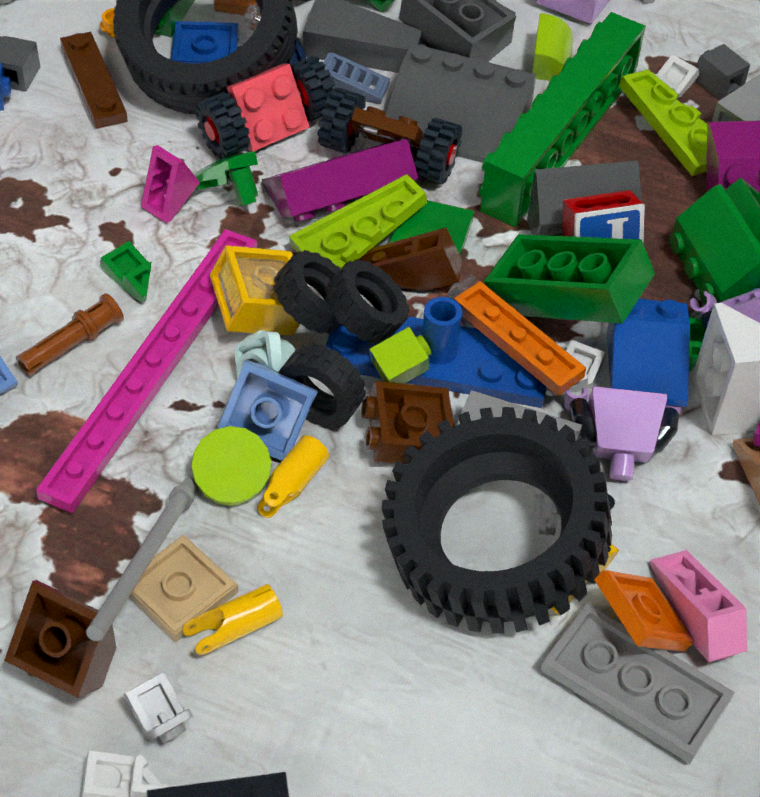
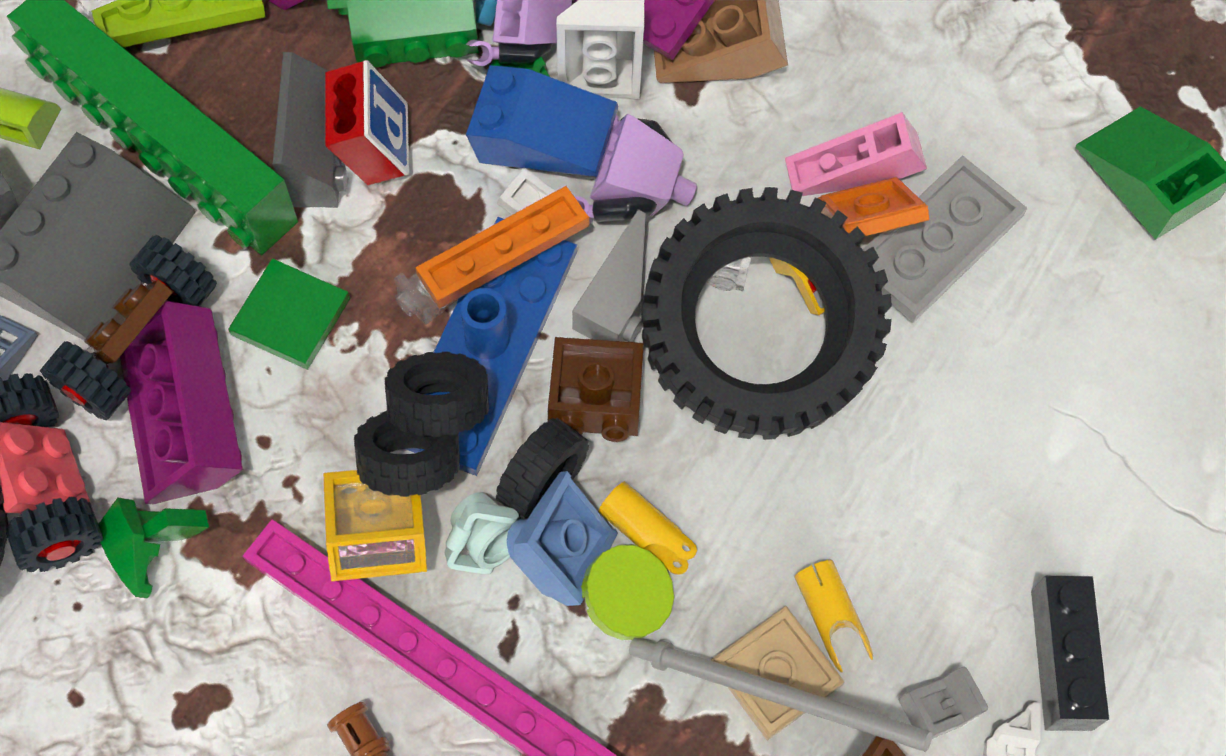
camera: 80 degrees left, 15 degrees up
(128, 270) = (278, 689): green slope -> none
(167, 184) = (150, 623): dark pink slope -> none
(362, 224) = (280, 402): lime wing -> none
(401, 357) = (515, 376): lime brick -> none
(419, 261) = (347, 352): reddish brown slope -> none
(572, 277) = (439, 169): green brick -> none

